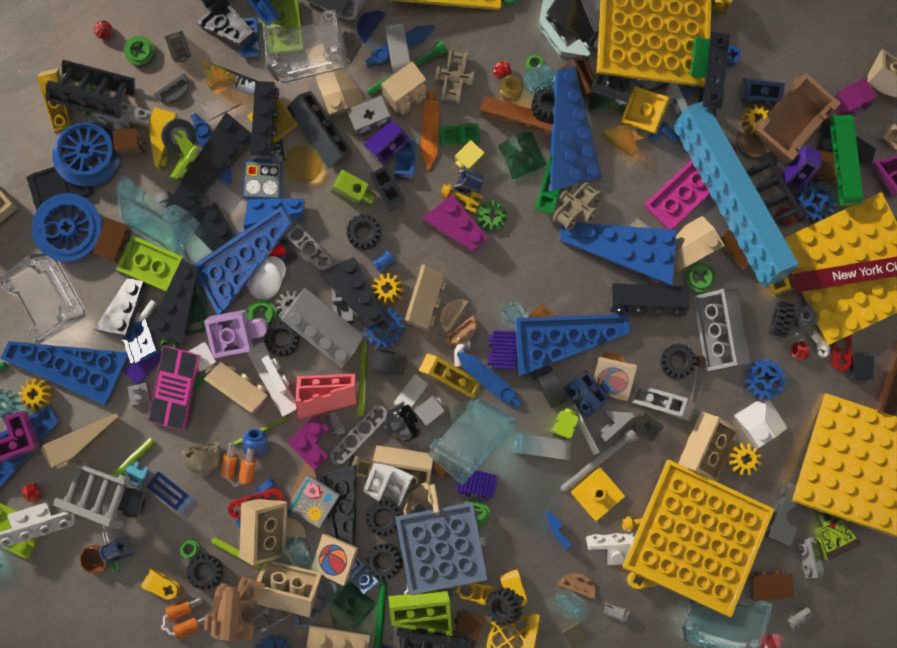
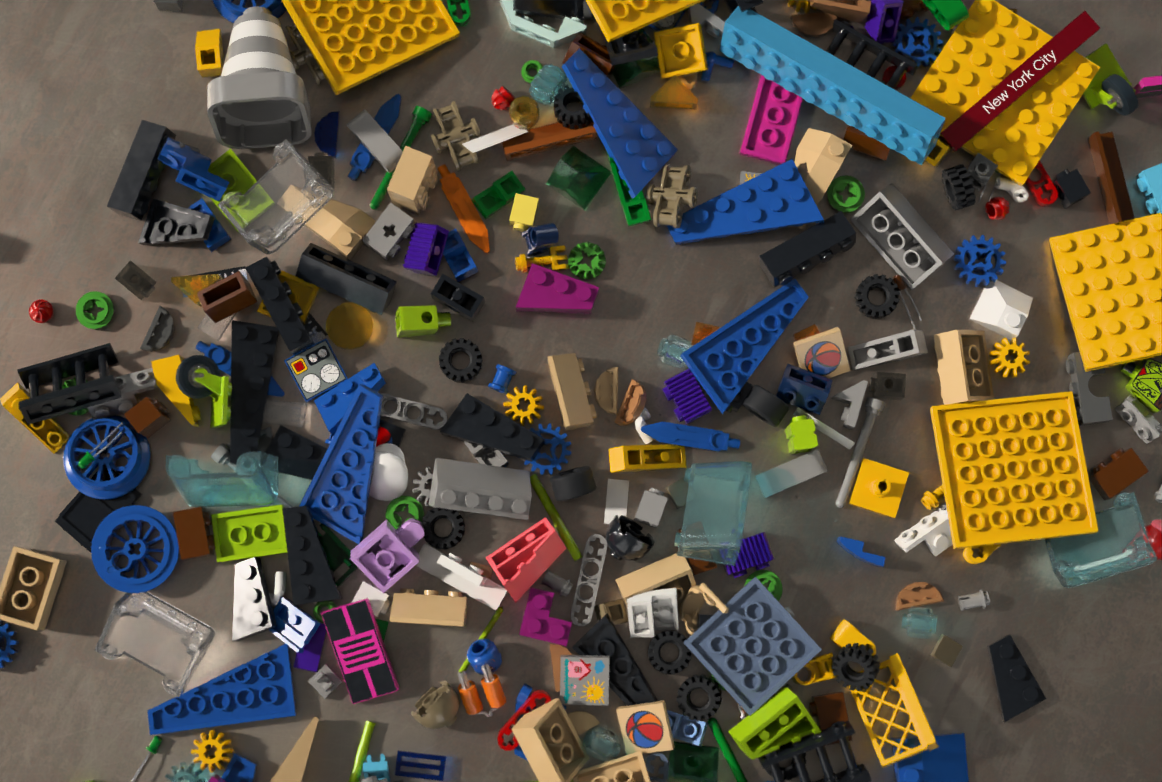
camera: 35 degrees left, 0 degrees up
(70, 147) = (88, 458): none -> piece
(231, 93) = (226, 297): none -> reddish brown brick
(479, 93) = (493, 138): none -> white sticker

